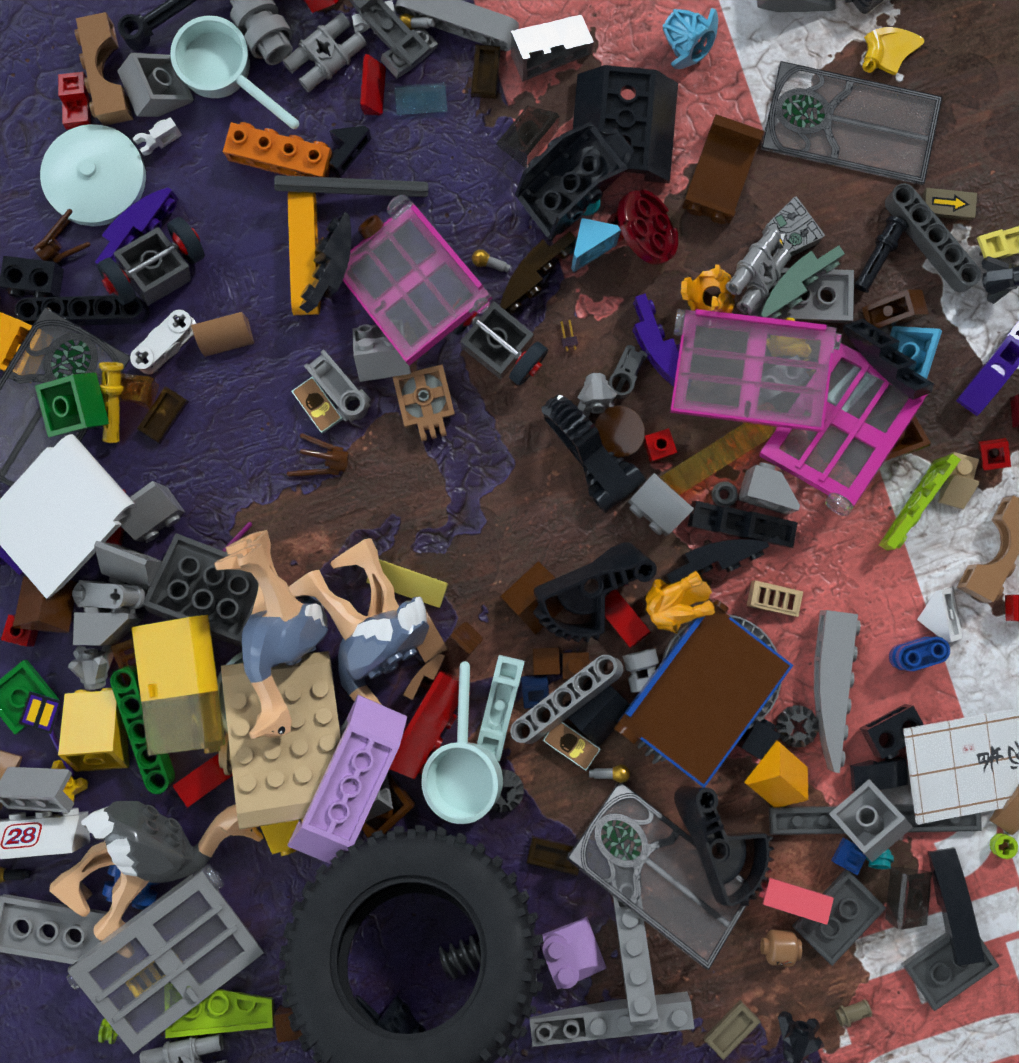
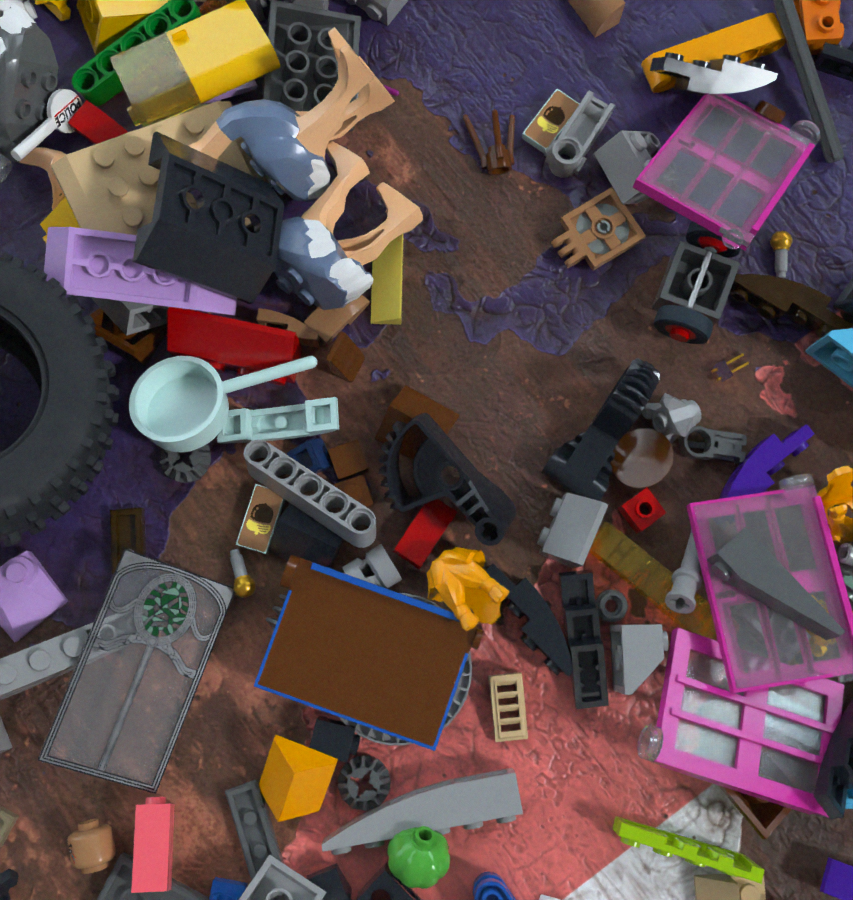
camera: 75 degrees right, 5 degrees down
(175, 810) = (60, 109): none -> white piece
(357, 712) = (212, 241): none -> black slope
(704, 824) = (214, 700): black arm -> none
(727, 433) = (685, 581): none -> light grey pin
(740, 381) = (760, 575): none -> dark grey slope
(865, 702) = (418, 857): none -> bright green plant

